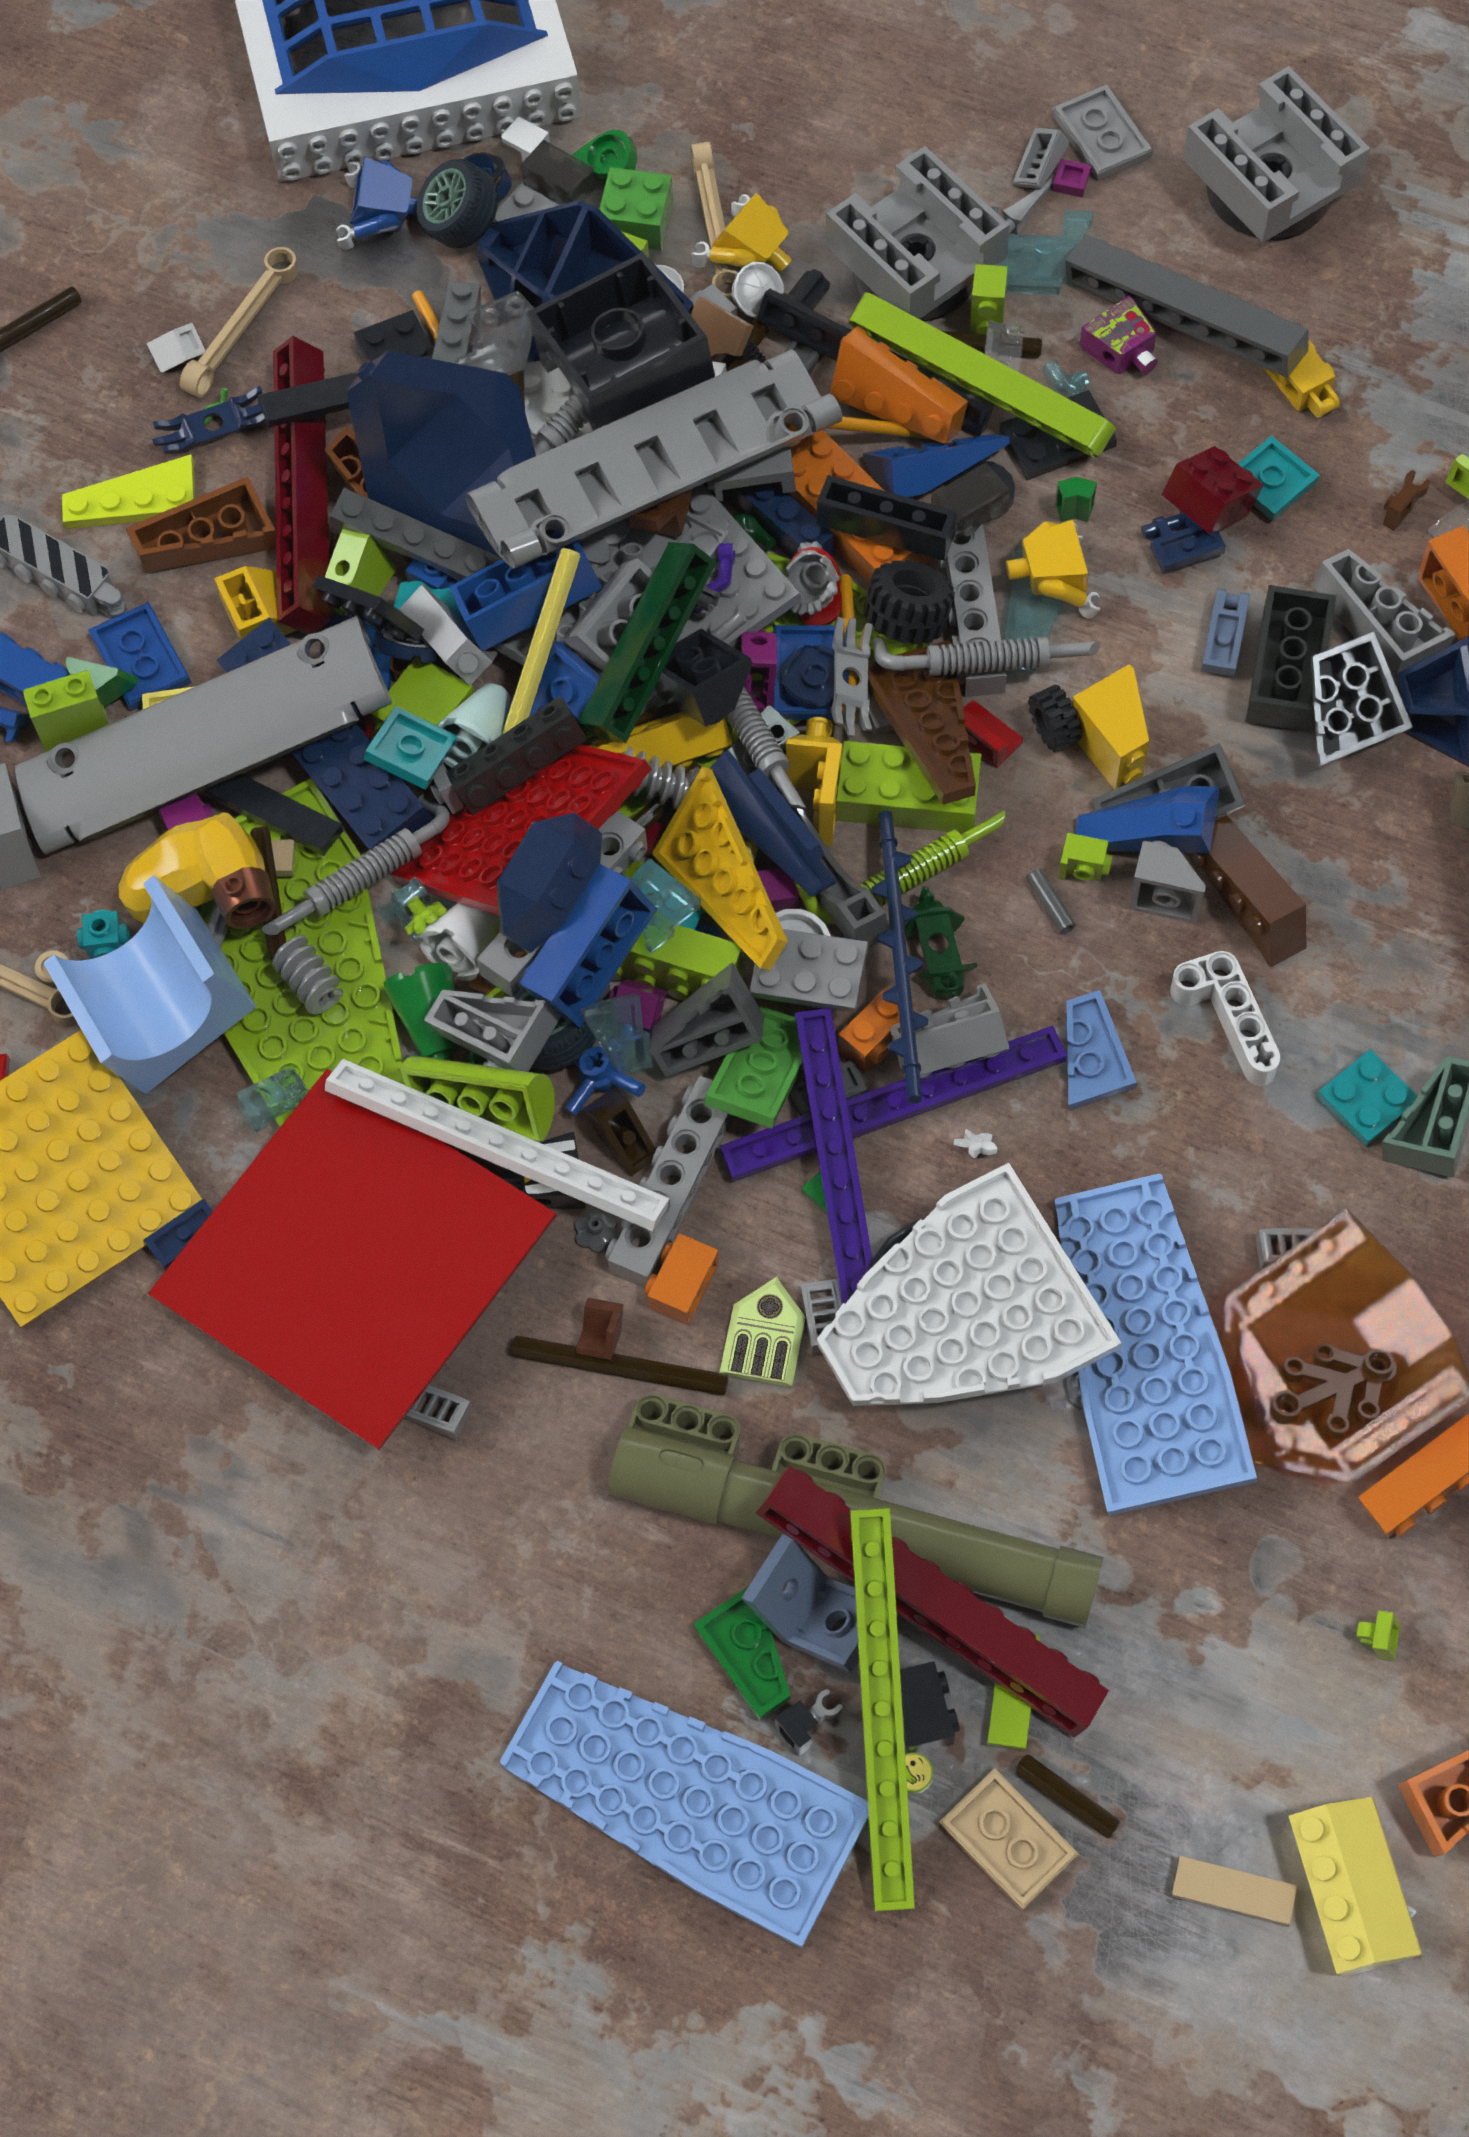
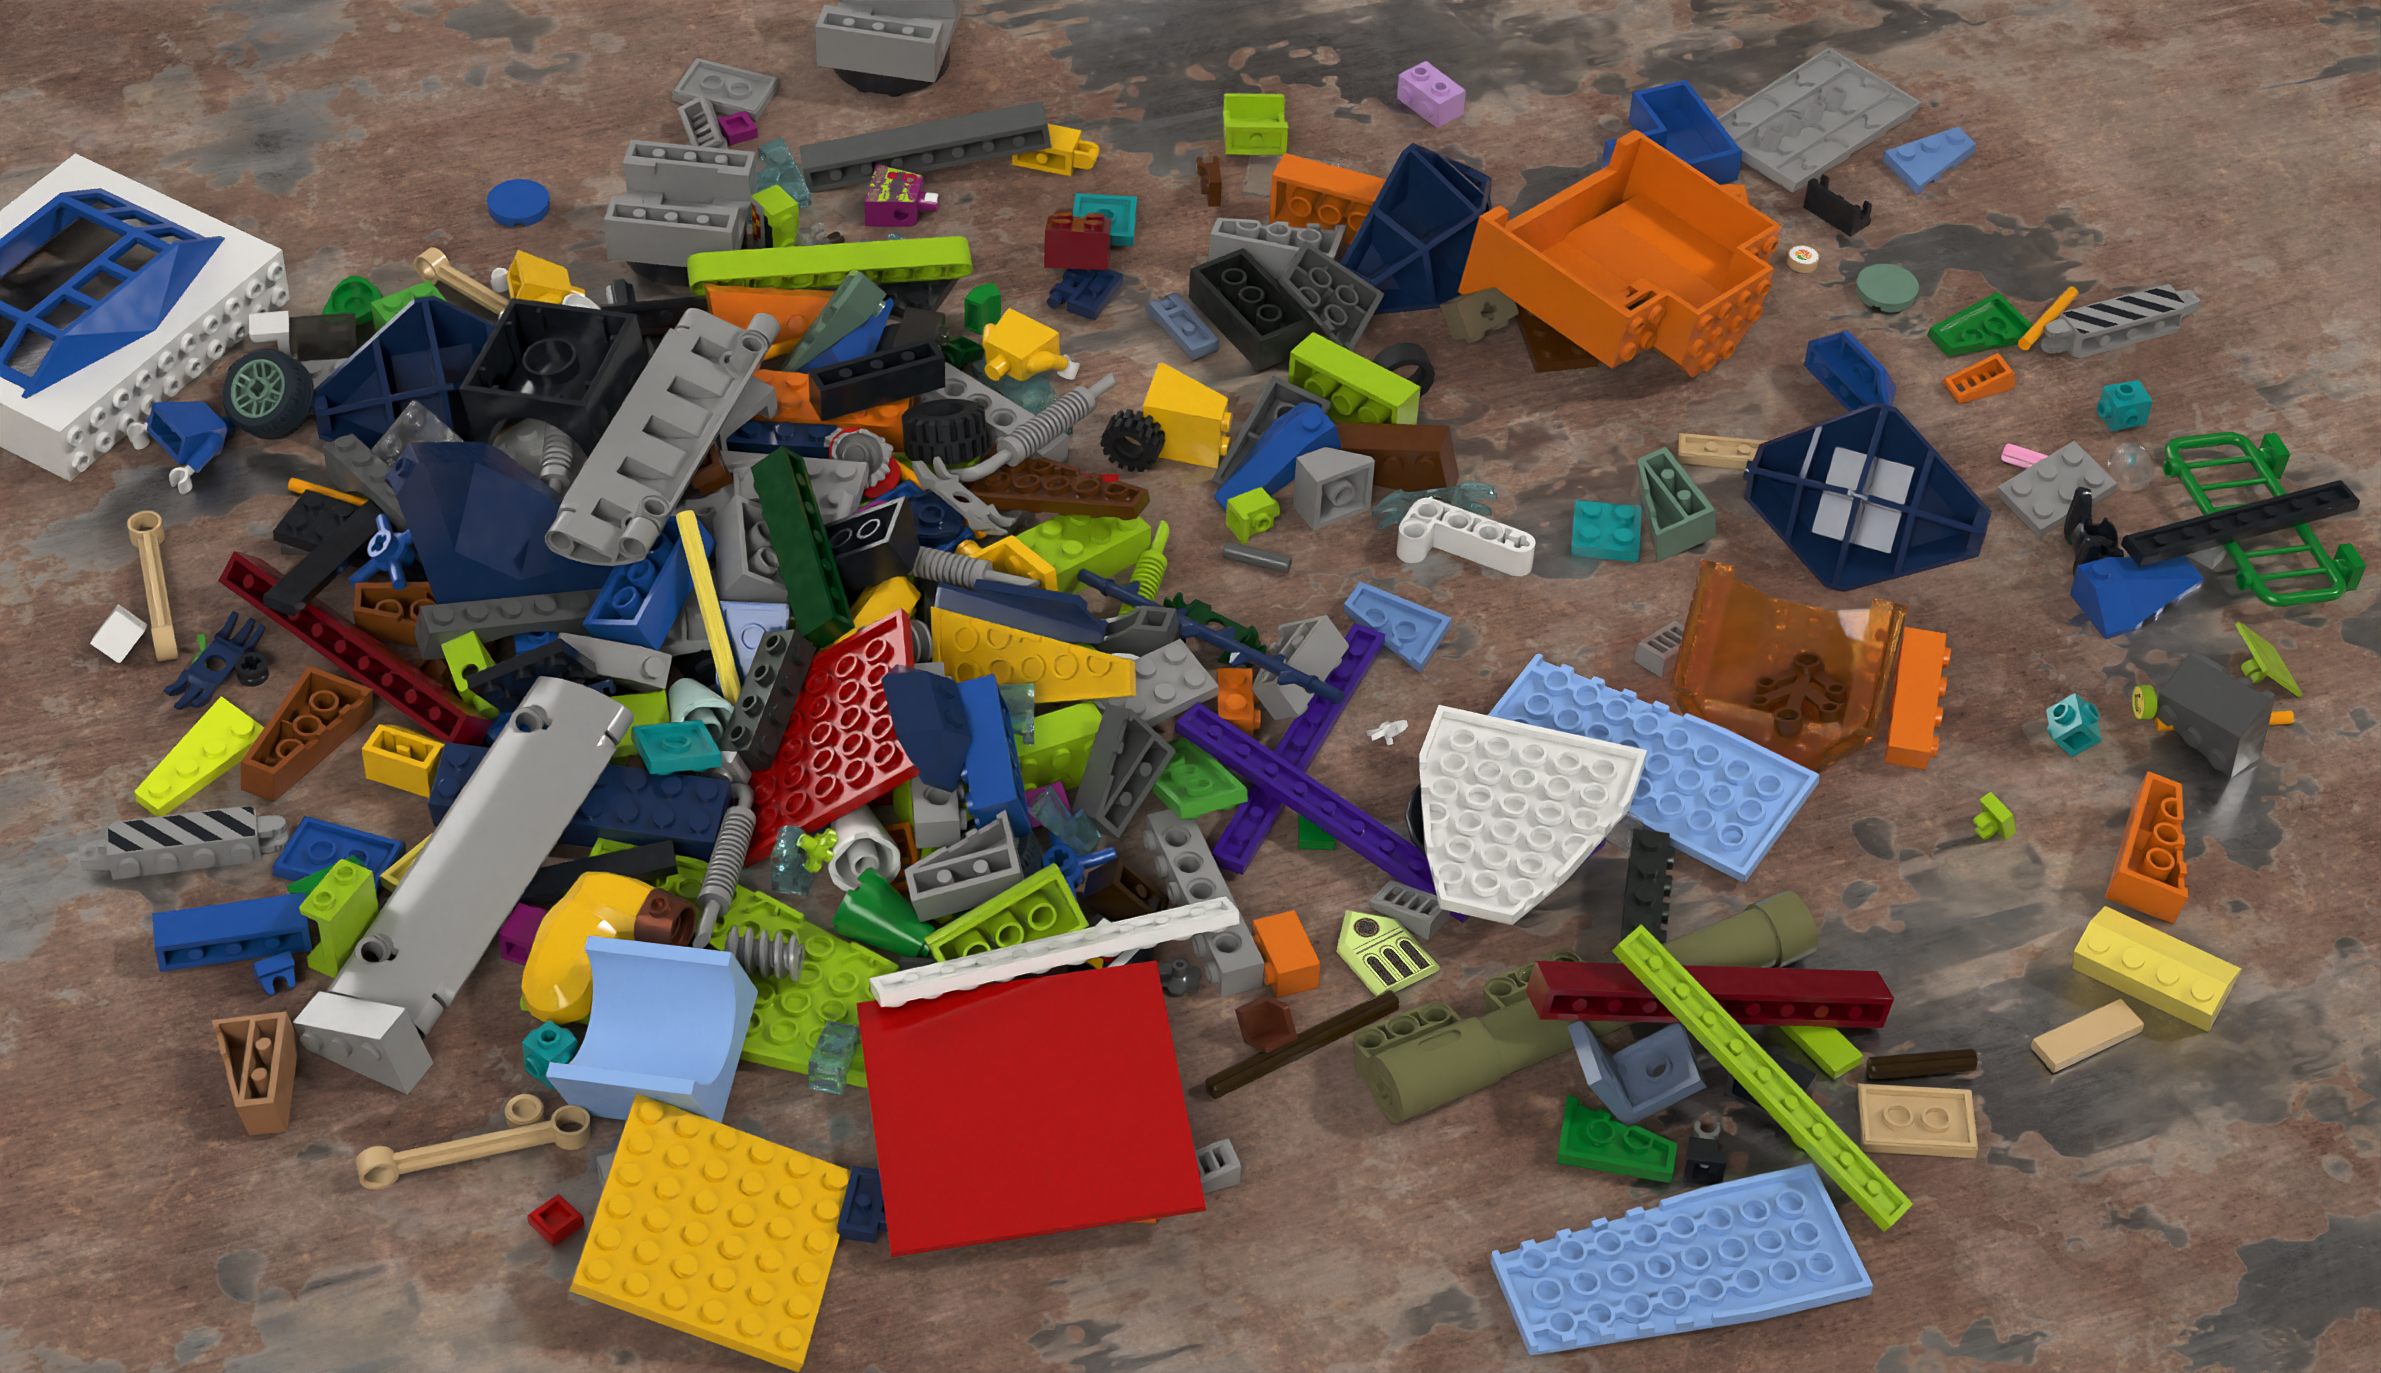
camera: 50 degrees left, 20 degrees down
(231, 437) = (254, 677): none -> black bush
(830, 138) = (518, 202): none -> blue tile
(937, 432) = (845, 311): none -> sand green wedge
(1005, 1463) = (1648, 884): none -> pearl dark grey brick
(1010, 528) = (962, 351): none -> dark green bracket
(1272, 976) = (1460, 496): none -> clear light blue piece
(1283, 805) = (1352, 384): none -> lime brick
(1346, 816) = (1408, 354): none -> black tyre

